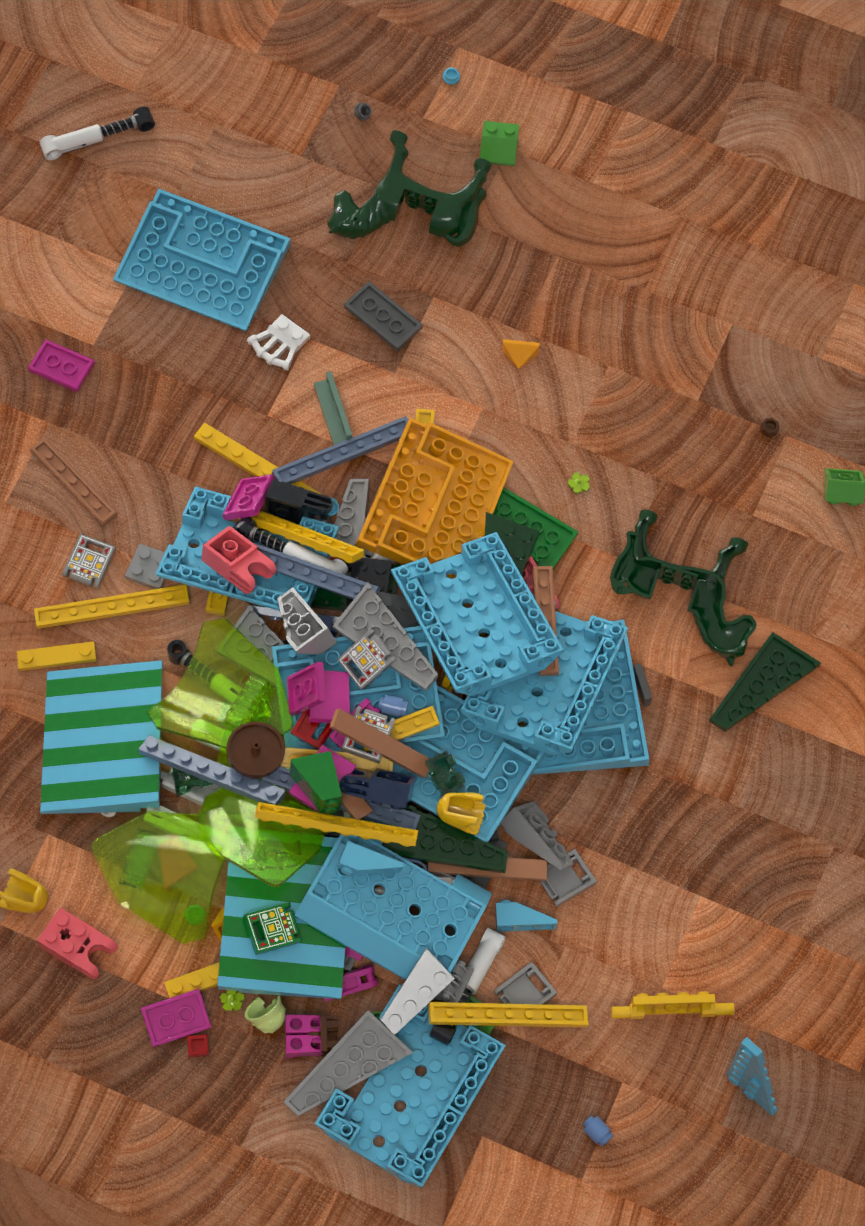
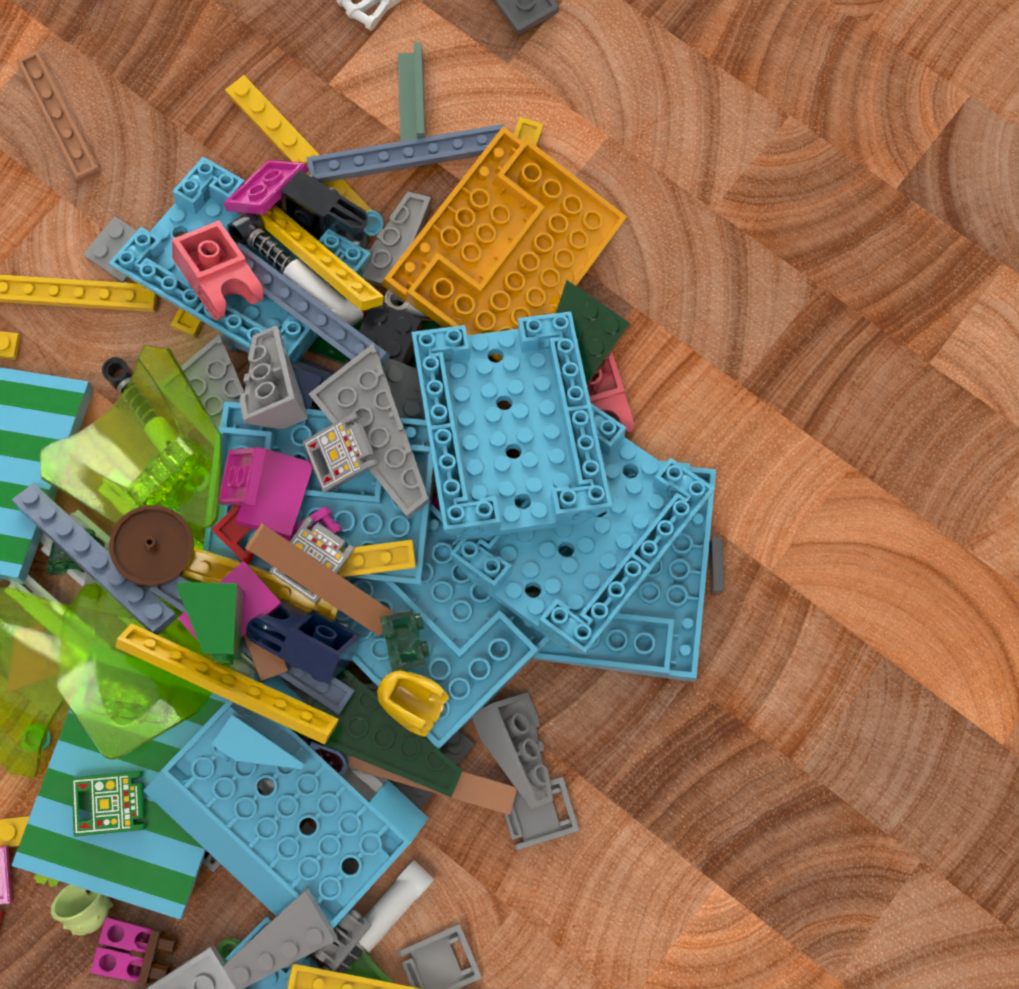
camera: 20 degrees right, 10 degrees up
(87, 563) = (40, 229): light grey container -> none
(352, 981) = (210, 890): dark pink plate -> none
(393, 706) = (358, 526): medium blue brick -> none
(517, 917) = (456, 854): medium azure slope -> none
(520, 351) = (677, 71): light orange slope -> none
(545, 599) = (609, 432): nougat tile -> none
(554, 535) = (652, 327): green wing -> none
(579, 483) = (707, 266): lime plant -> none
(643, 570) = (757, 407): dark green animal -> none
(768, 675) = (896, 591): dark green wing -> none
(769, 427) = (984, 247): reddish brown tile -> none

